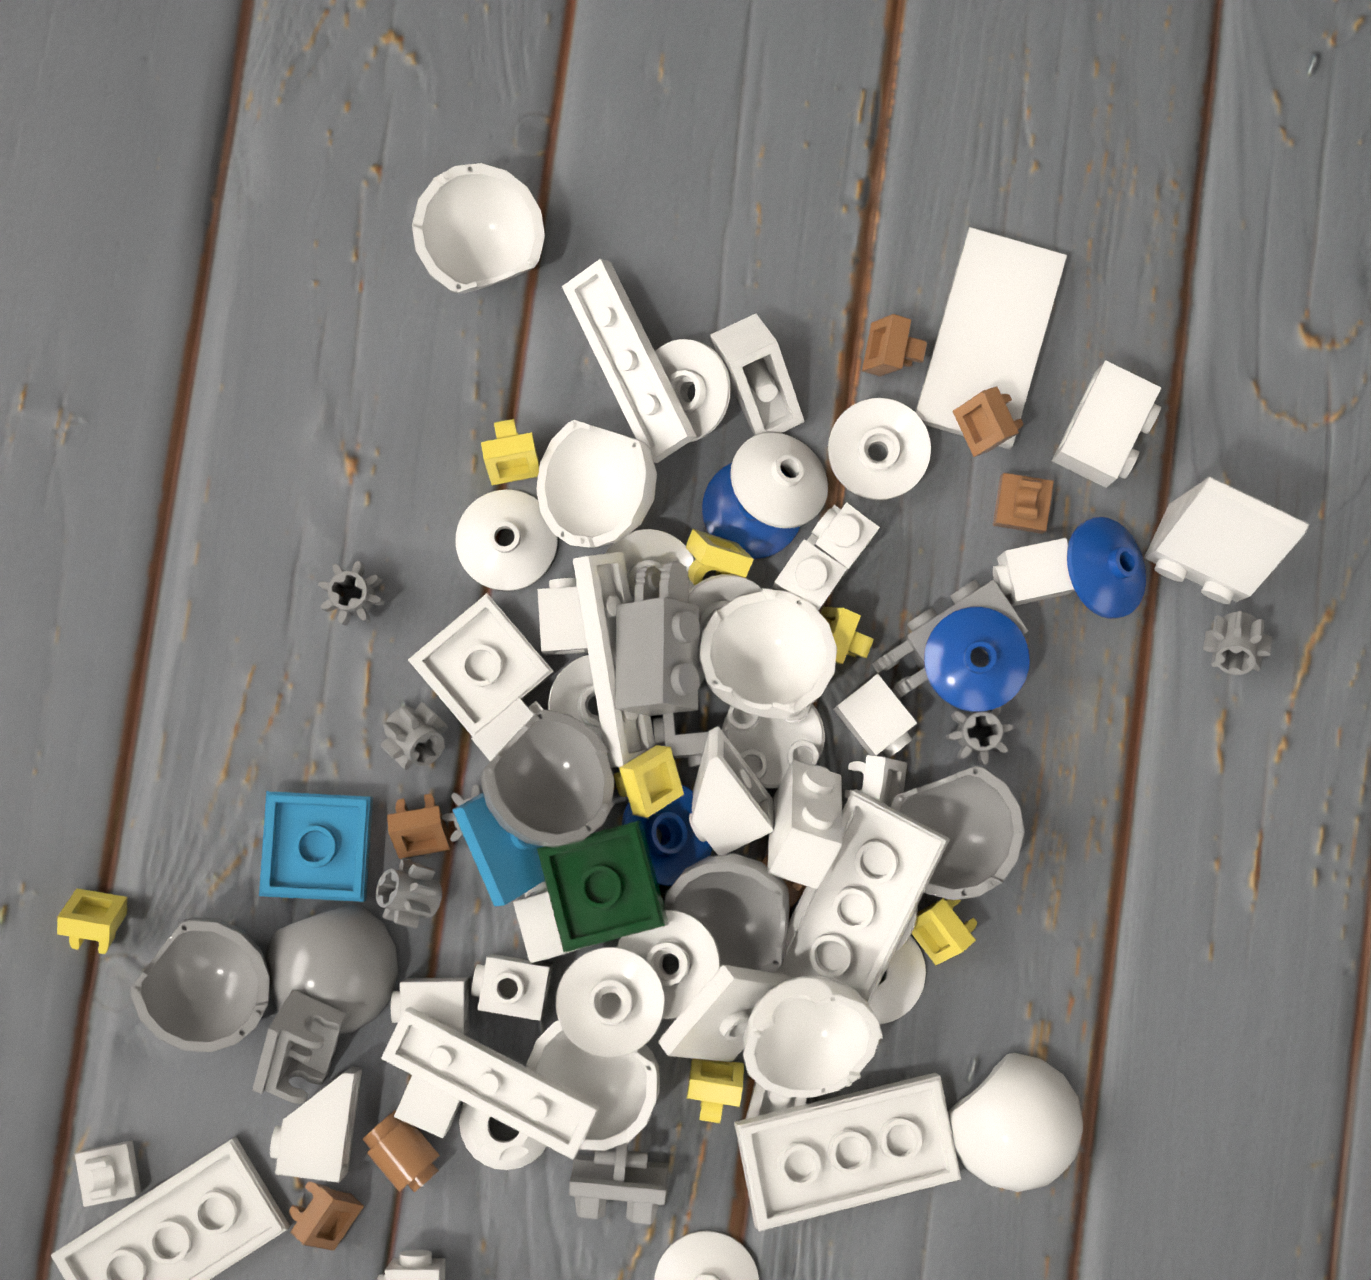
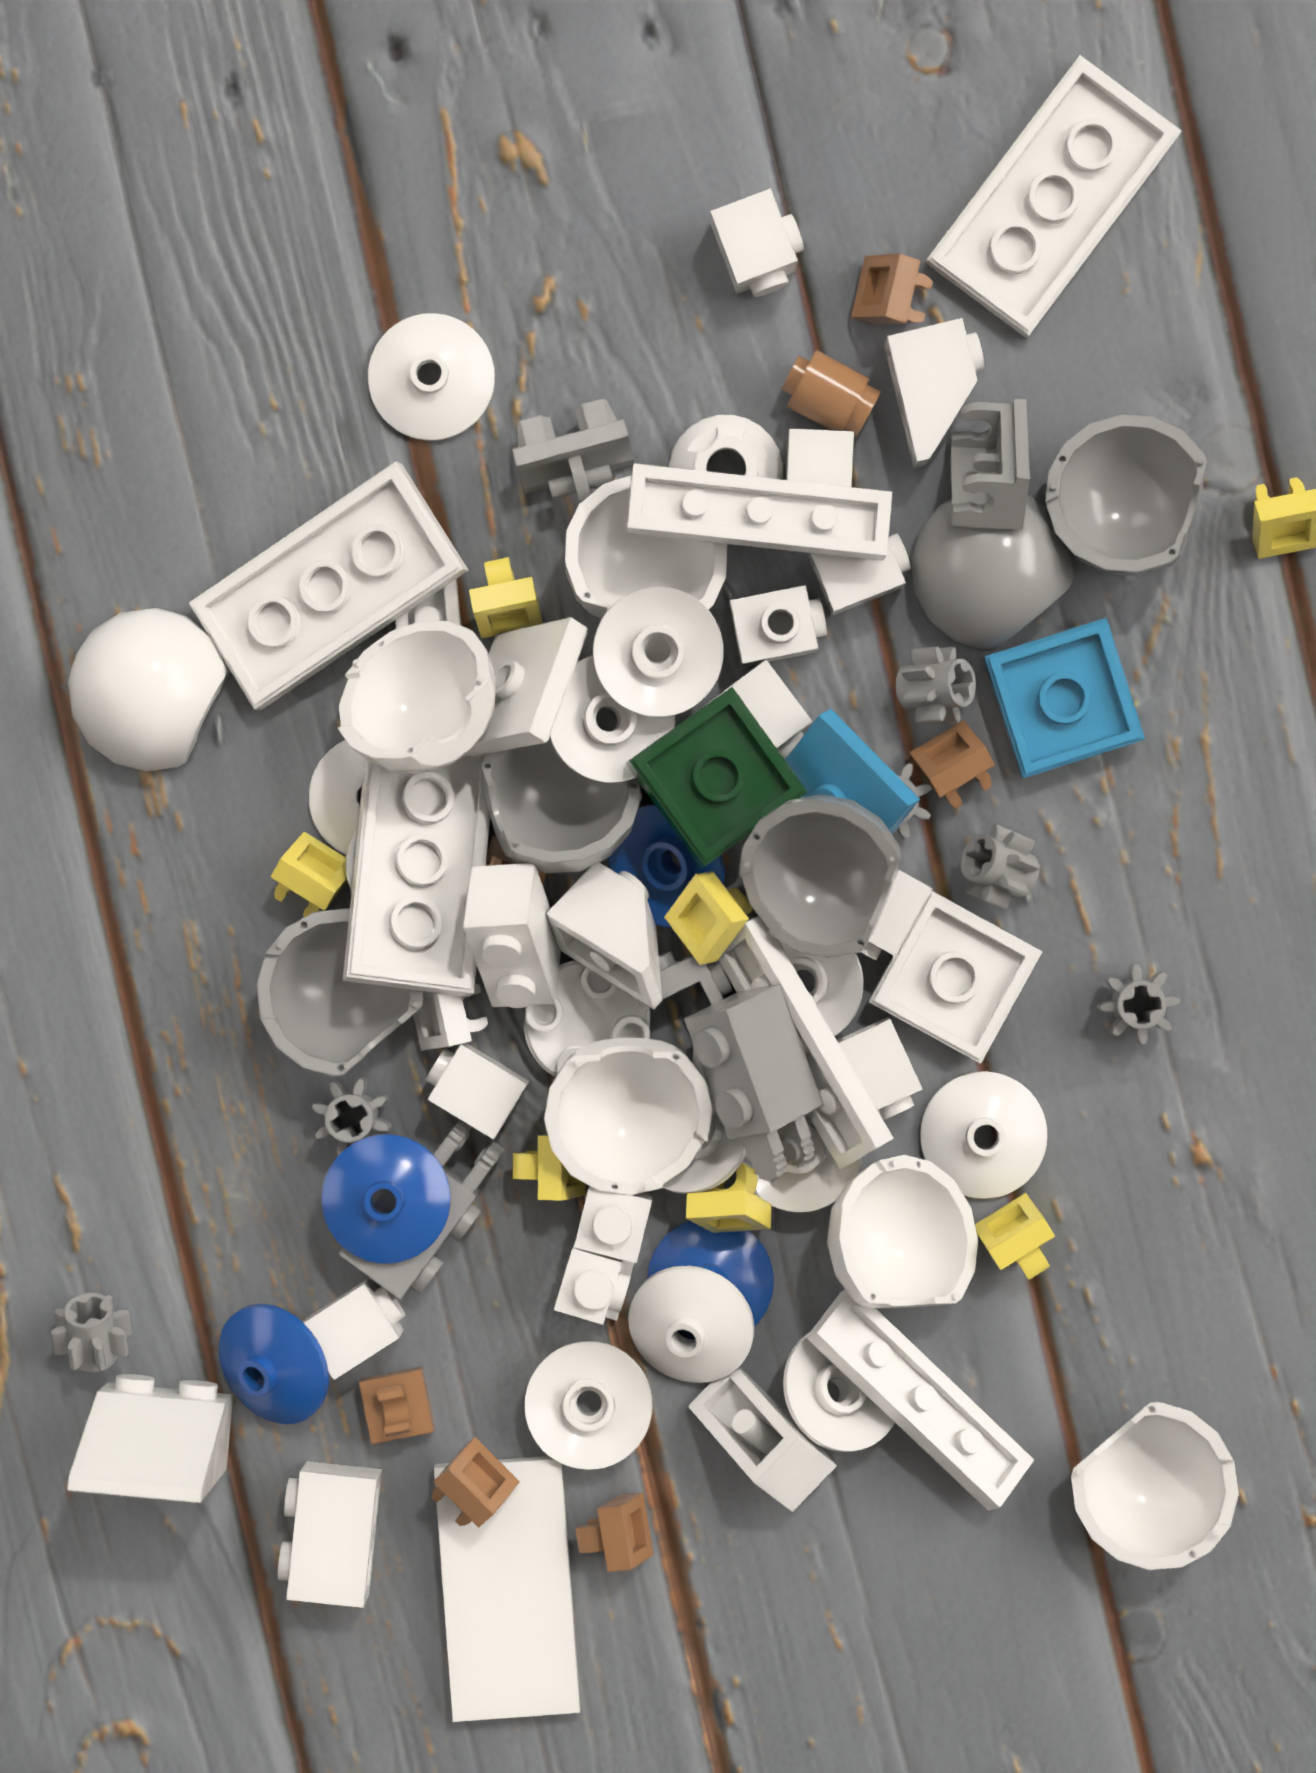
camera: 165 degrees right, 5 degrees up
(108, 1173) = (1154, 243): white tile -> none

